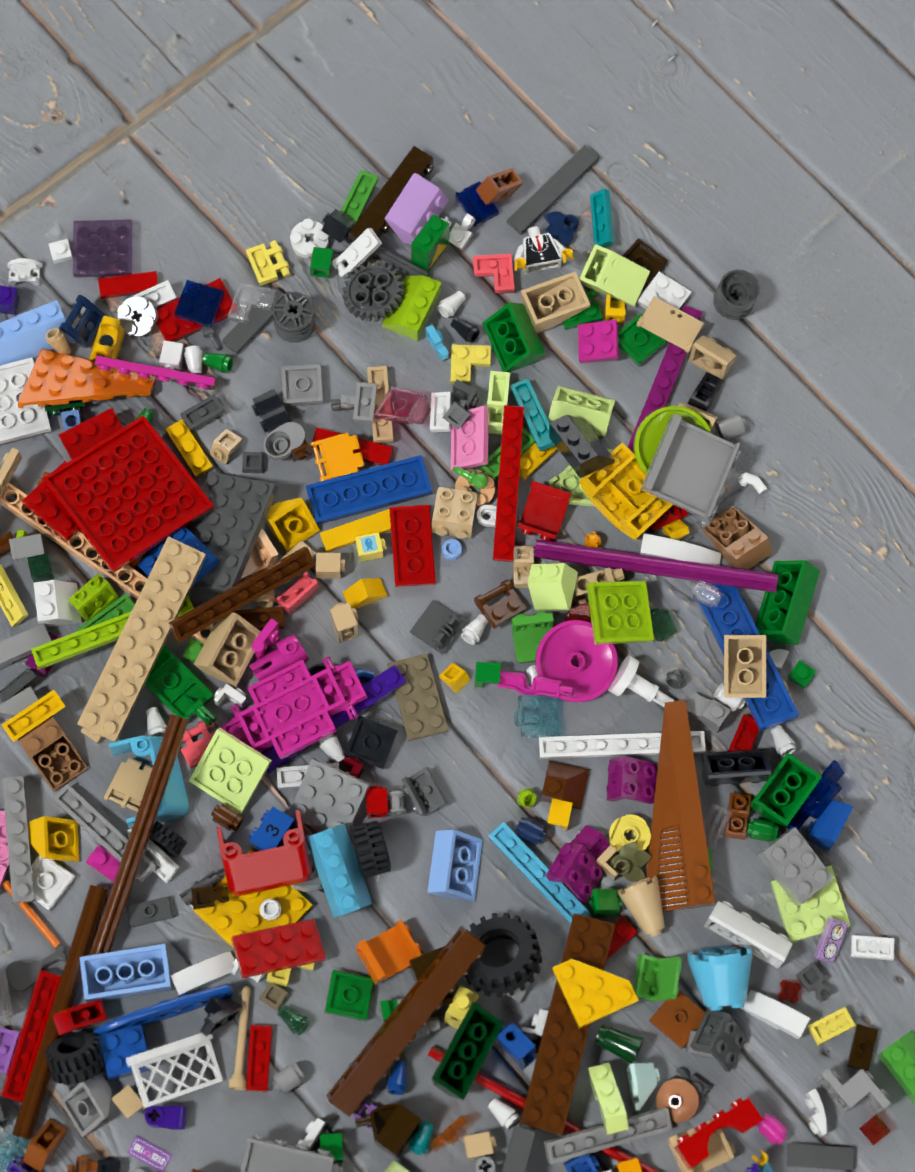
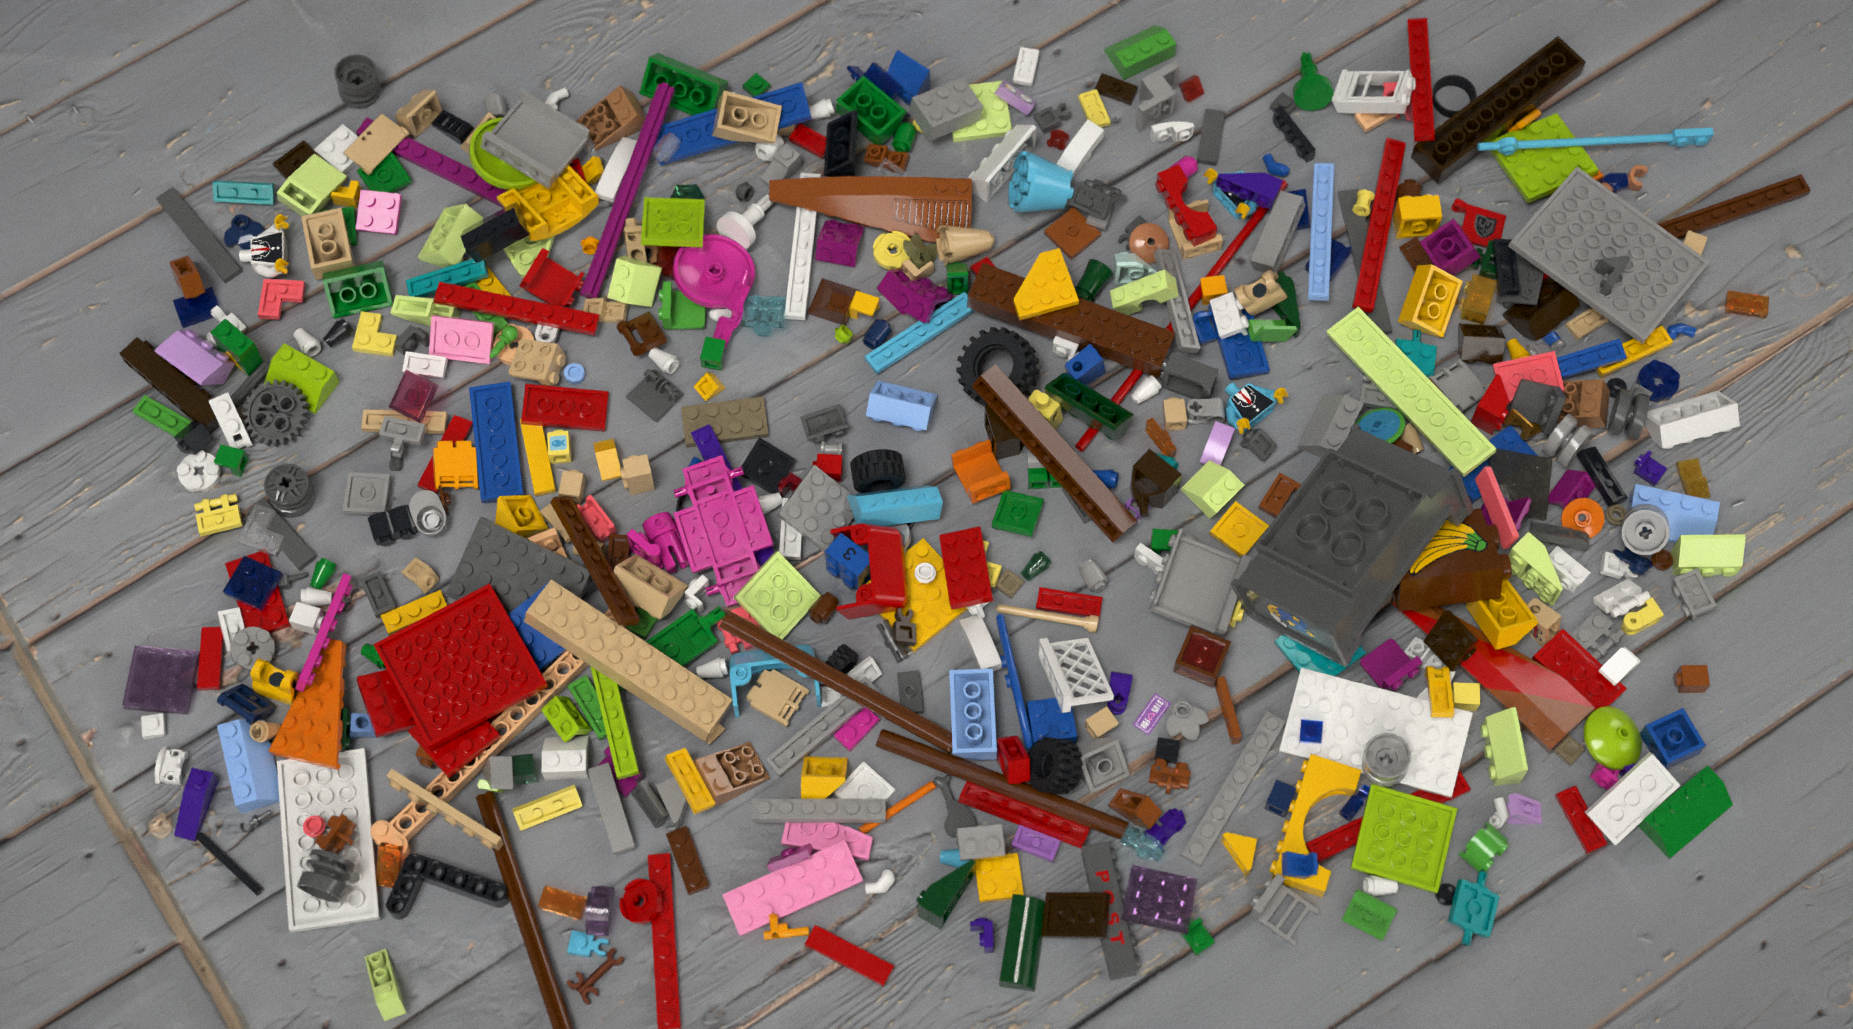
camera: 80 degrees left, 5 degrees down
(219, 1014) = (1024, 628): black slope -> none
(252, 462) = (443, 551): dark grey tile -> none
(435, 339) = (344, 361): medium azure plate -> none
(456, 415) = (434, 345): dark grey plate -> none
(657, 978) = (1033, 237): bright green bracket -> none

